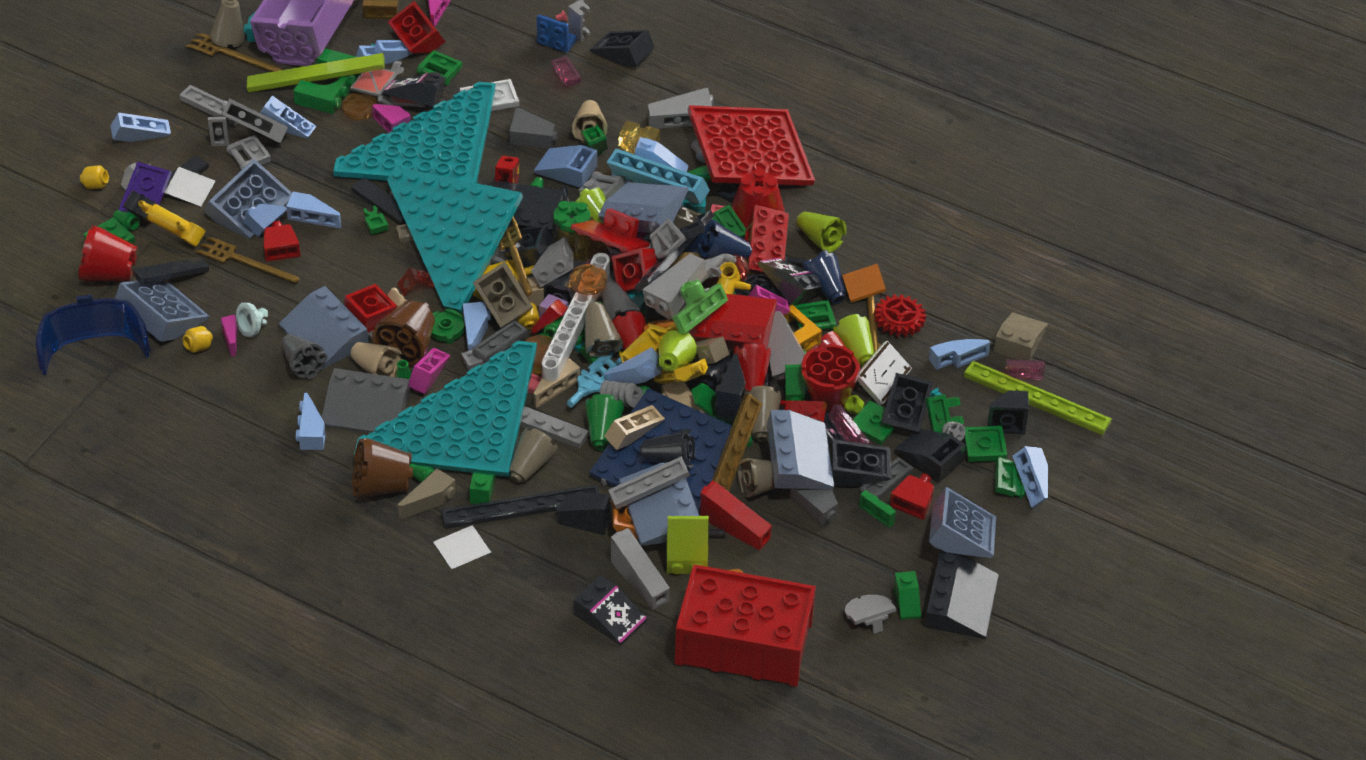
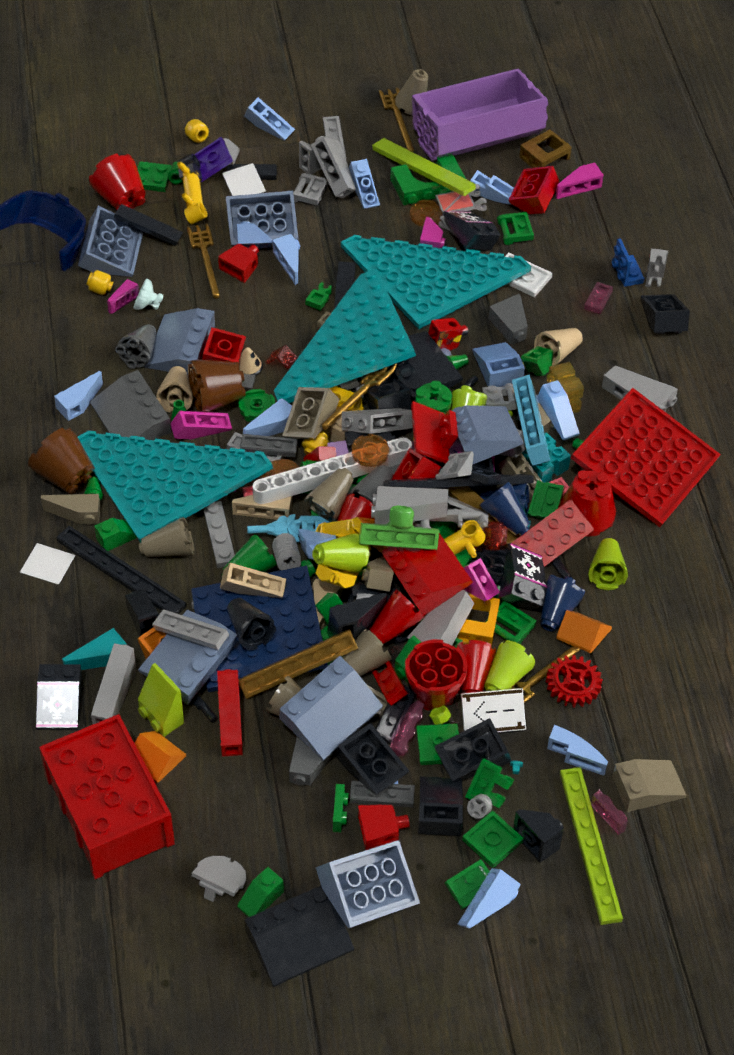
camera: 50 degrees right, 5 degrees up
(593, 559) = (95, 653): none -> teal slope

